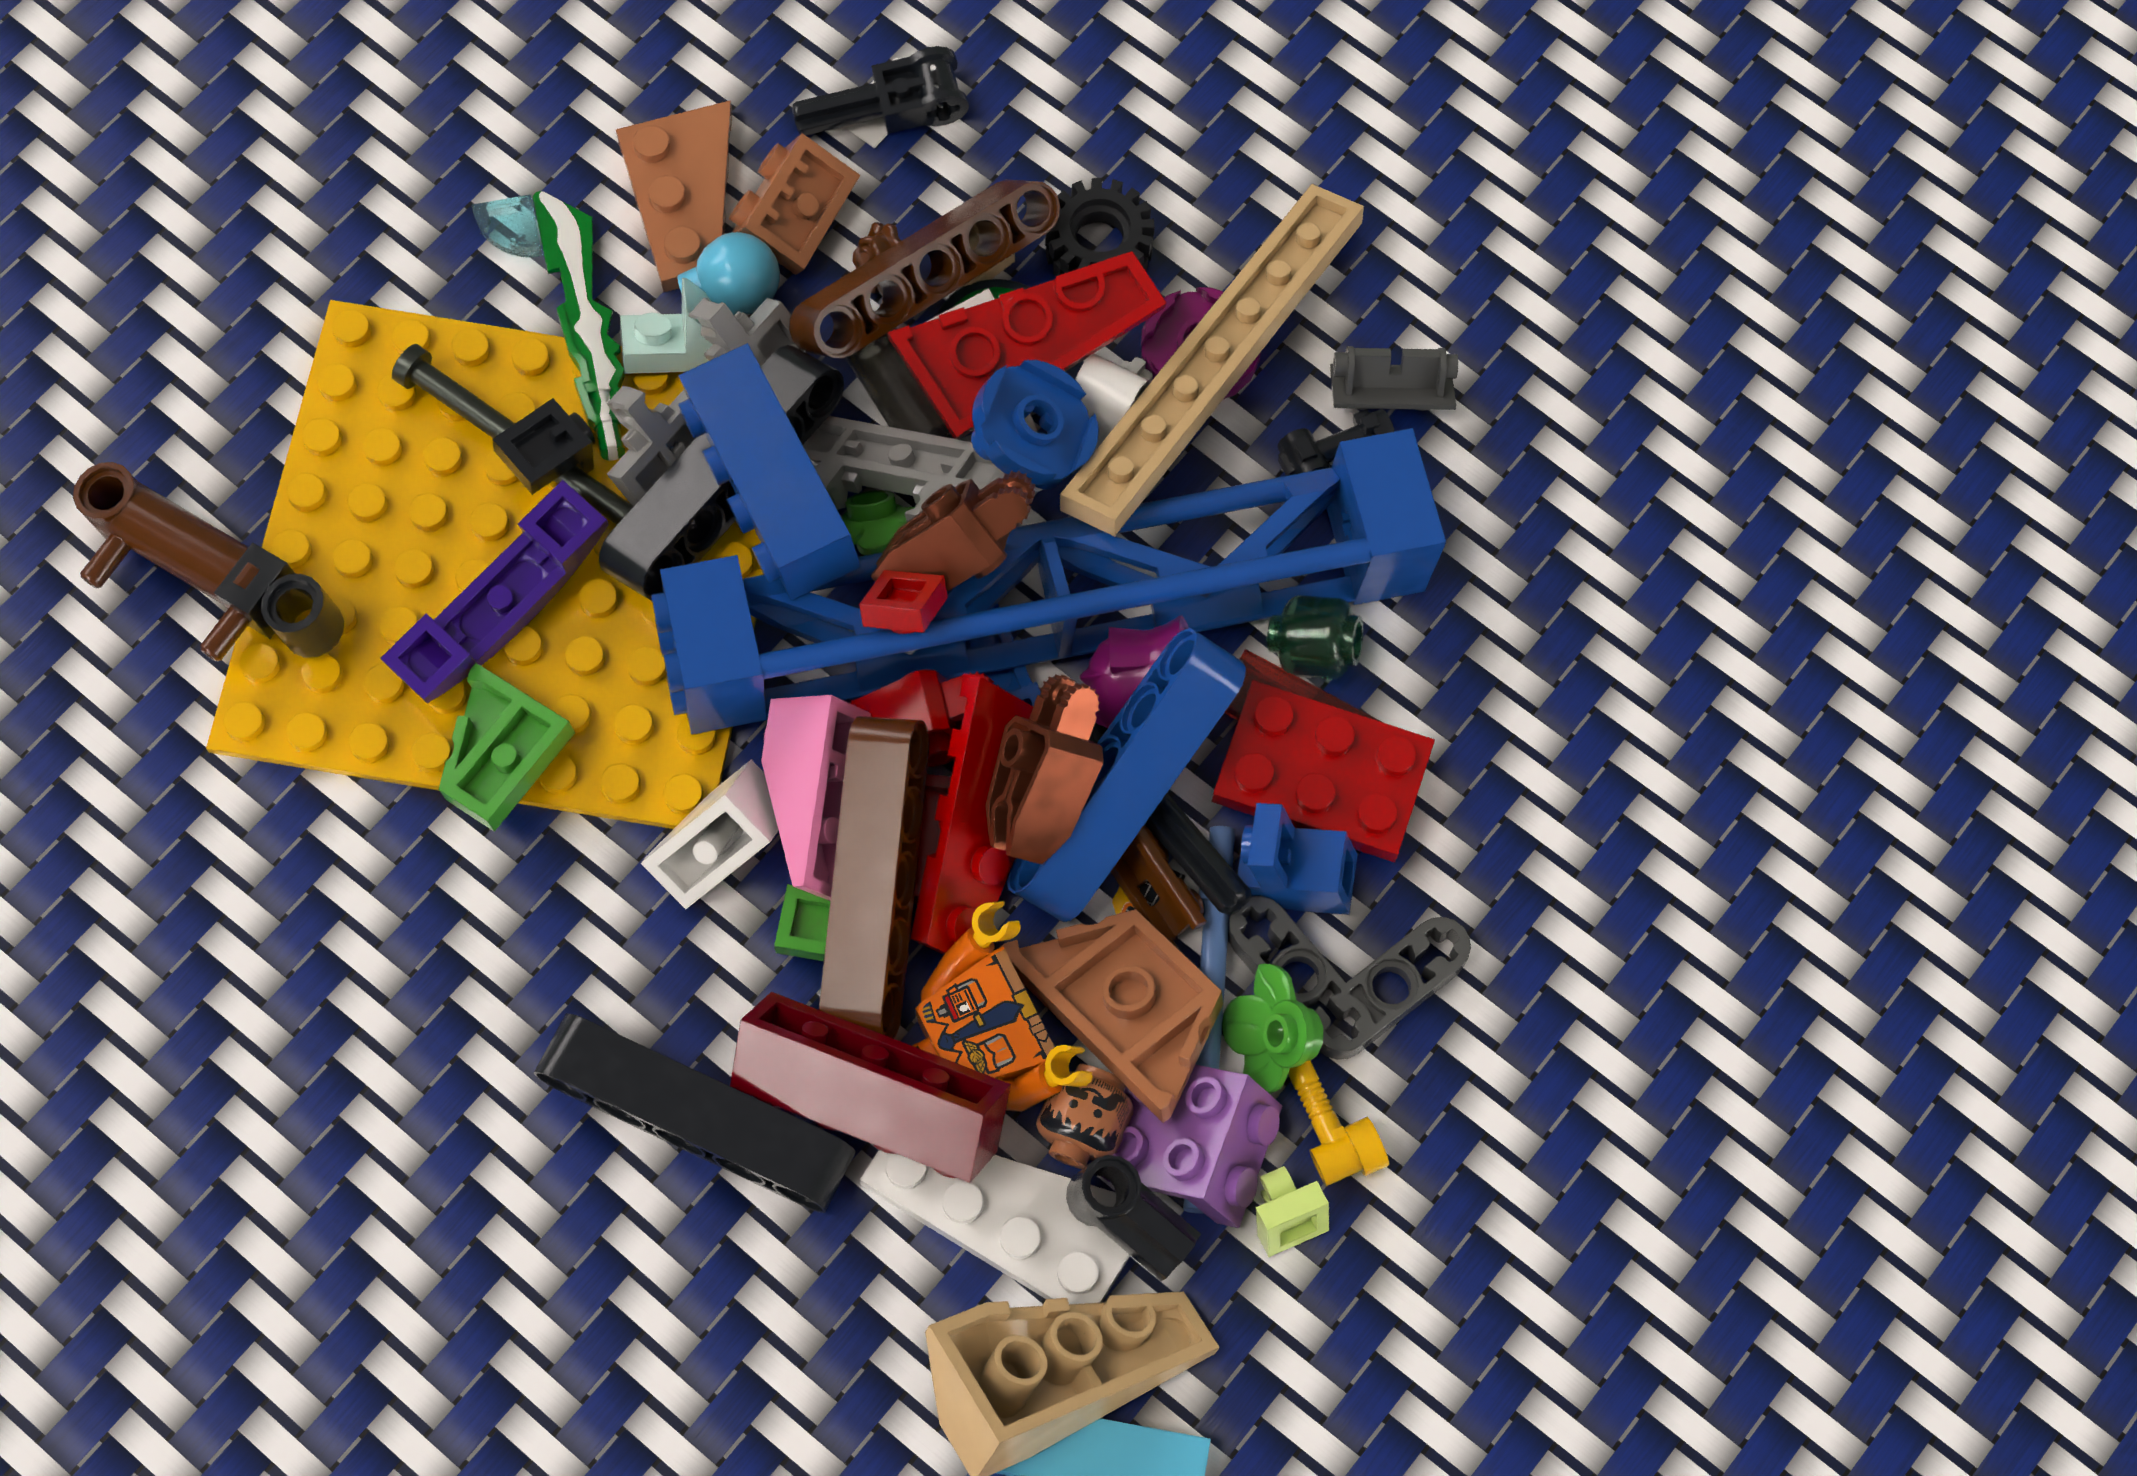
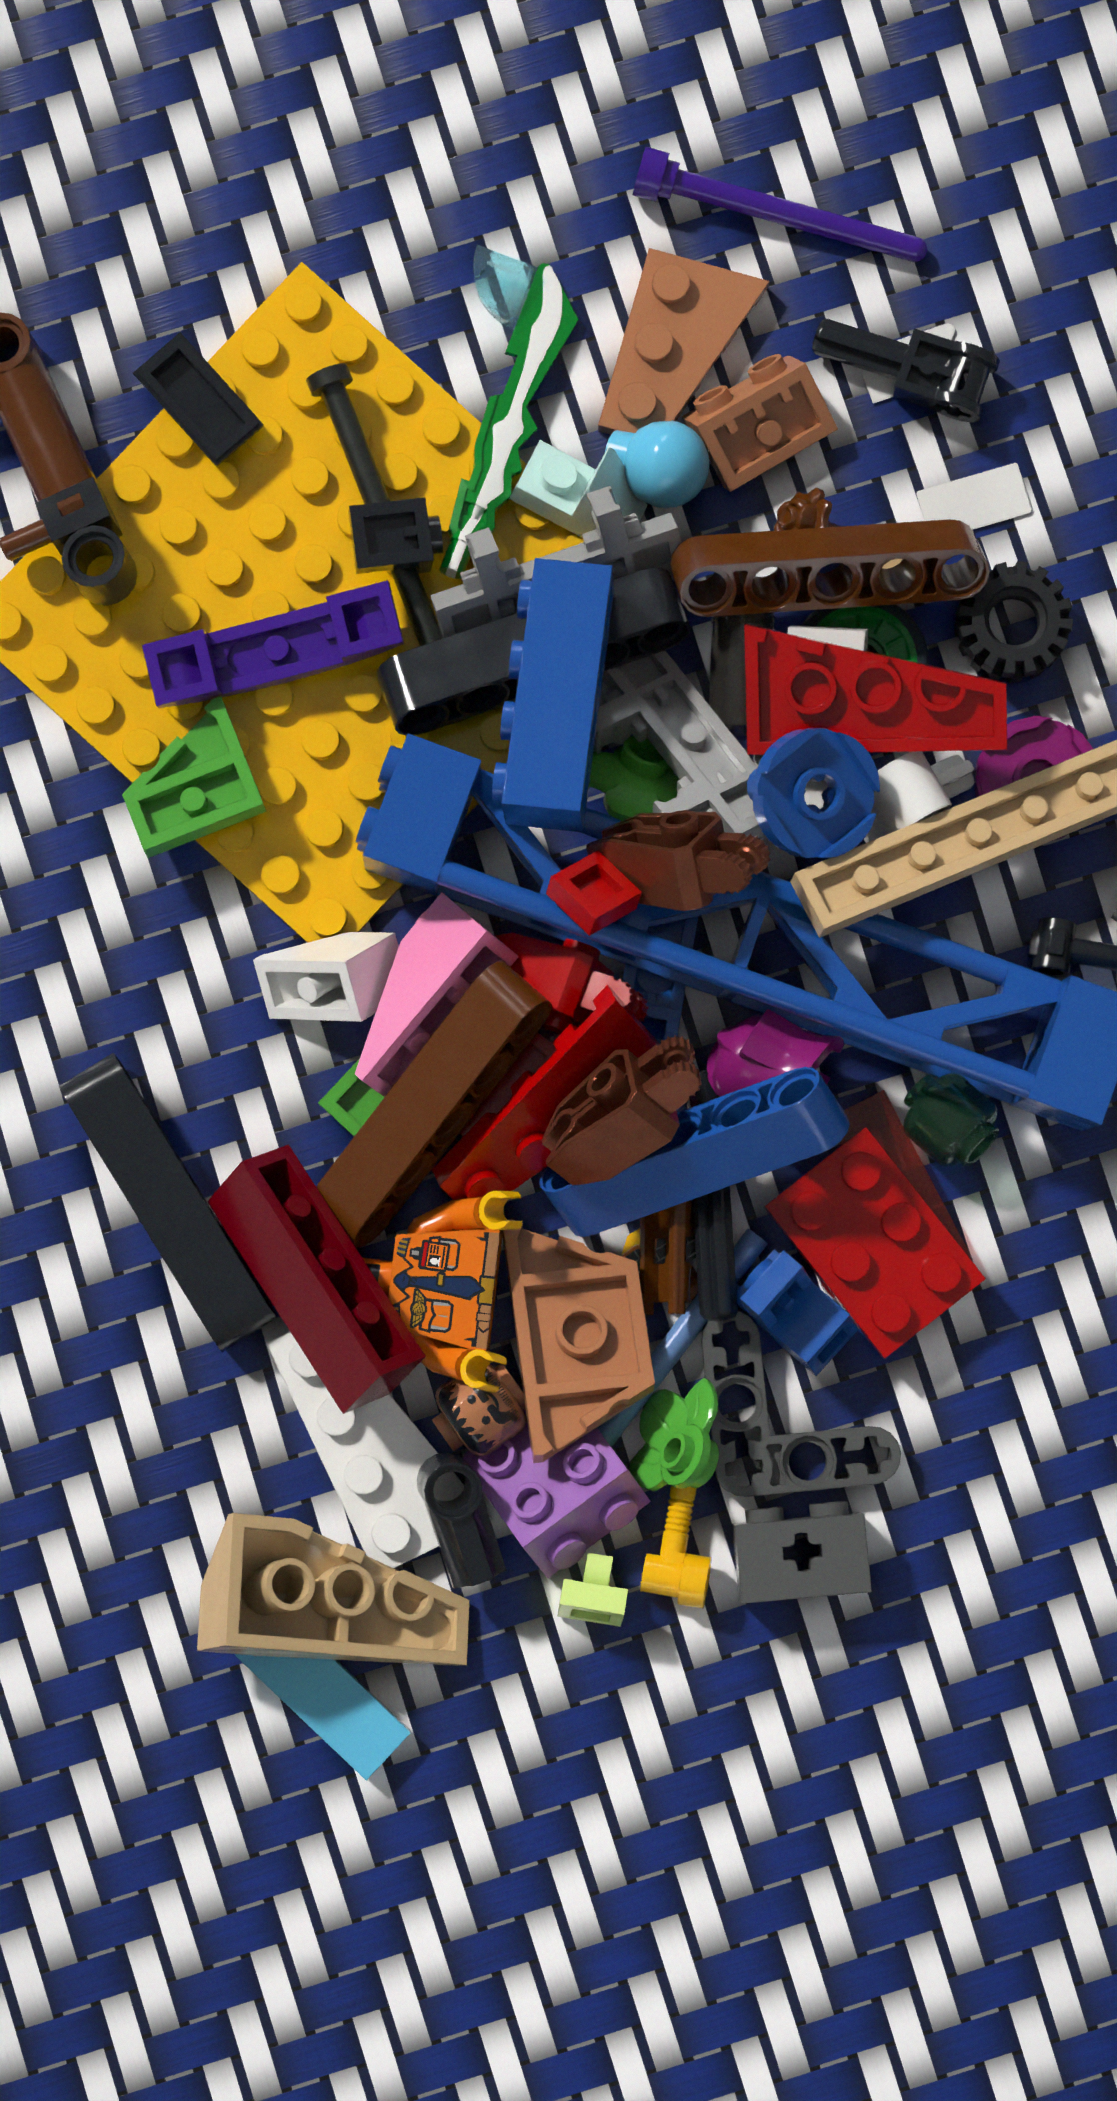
camera: 35 degrees right, 15 degrees up
(307, 443) = (198, 399): none -> black tile
(592, 73) = (663, 178): none -> dark purple piece
(1015, 159) = (978, 498): none -> white sticker
(1425, 1097) = (836, 1570): none -> dark grey brick

